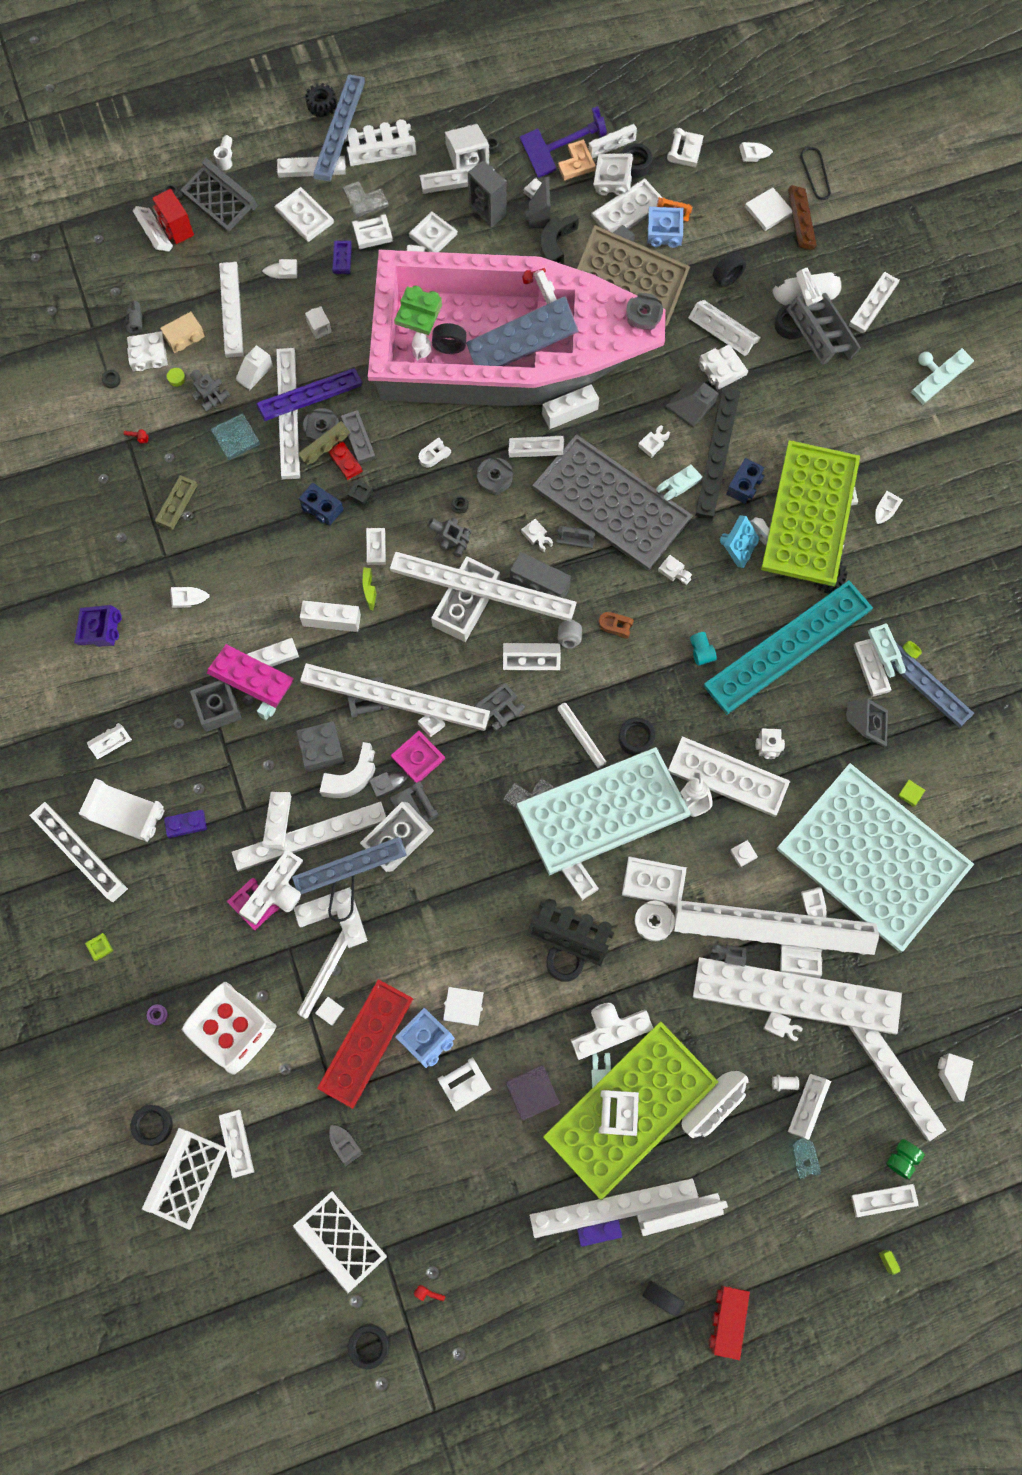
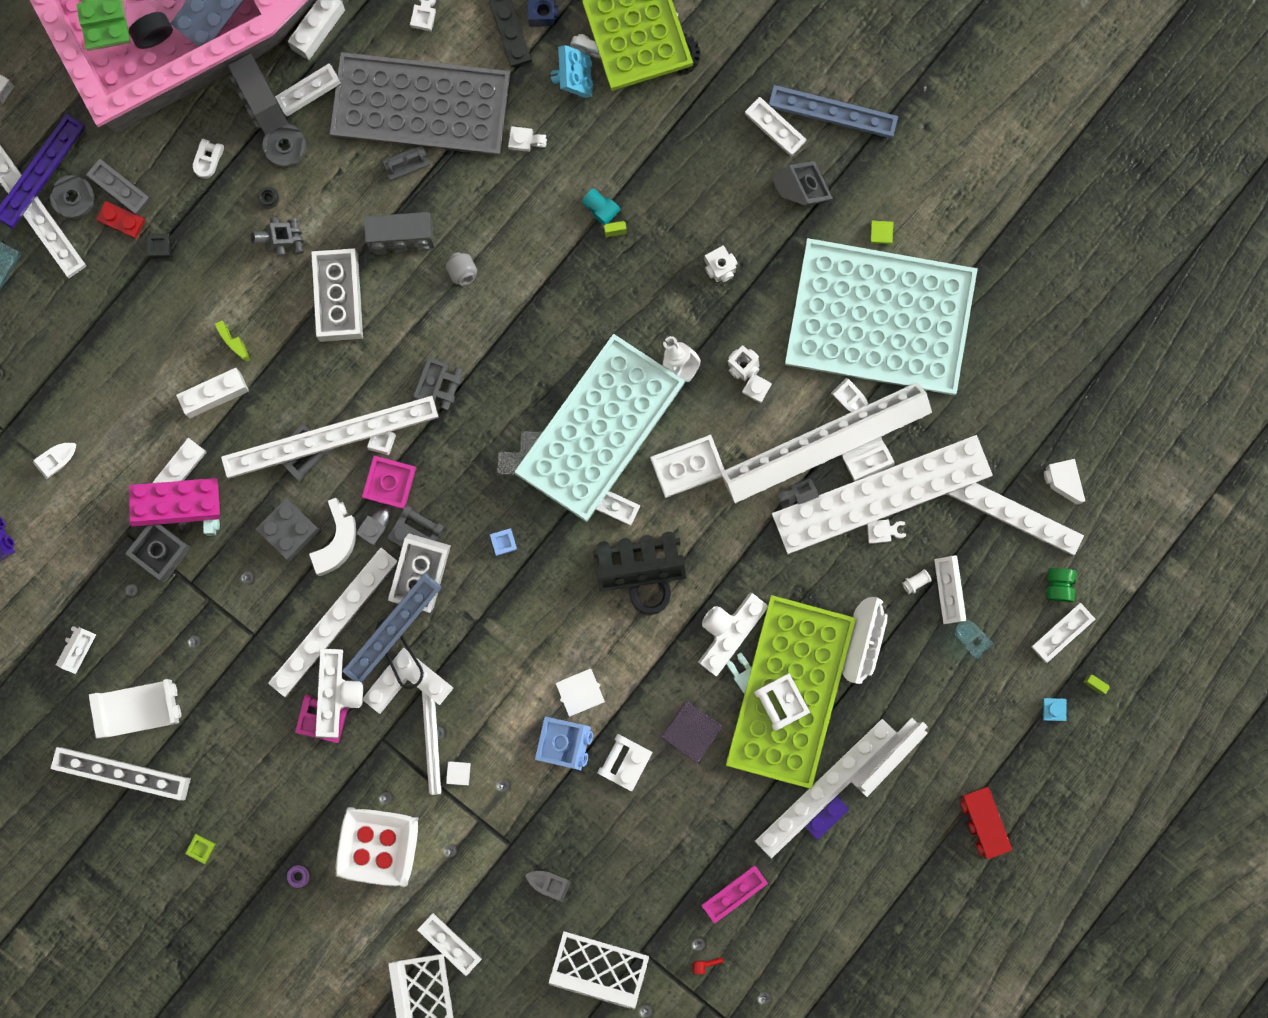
camera: 30 degrees left, 10 degrees up
(135, 1122) = (377, 977): black tyre -> none
(185, 823) = (204, 683): dark purple plate -> none
(277, 820) = (292, 626): white plate -> none
(323, 501) = (128, 277): dark blue brick -> none
(324, 443) = (89, 215): olive plate -> none
(365, 1044) = (511, 782): red plate -> none
(376, 546) = (211, 293): white plate -> none
(421, 346) = (126, 56): white plate -> none
(476, 853) = (503, 542): none -> light blue plate
(483, 586) = (348, 274): white plate -> none
(486, 1249) = (734, 894): none -> dark pink plate
(497, 427) = (256, 94): none -> dark grey brick
(531, 656) = (438, 315): white brick -> none
(536, 534) = (363, 183): white plate -> none
(581, 735) = (534, 364): white axle -> none
(608, 623) = (492, 232): dark orange plate -> none
(641, 723) = (588, 317): black tyre -> none
(663, 914) = (715, 493): white plate -> none
(663, 1298) = (916, 839): black tyre -> none
(680, 482) = (477, 42): light aqua hinge -> none
(703, 671) = (615, 229): none -> lime tile
(730, 776) = (700, 320): white plate -> none
(748, 824) = (740, 357): none -> white brick
(787, 647) = (682, 154): teal plate -> none
(841, 1261) = (1054, 709): none -> medium azure plate
(886, 649) = (779, 100): light aqua hinge -> none
(912, 649) = (804, 85): lime tile -> none

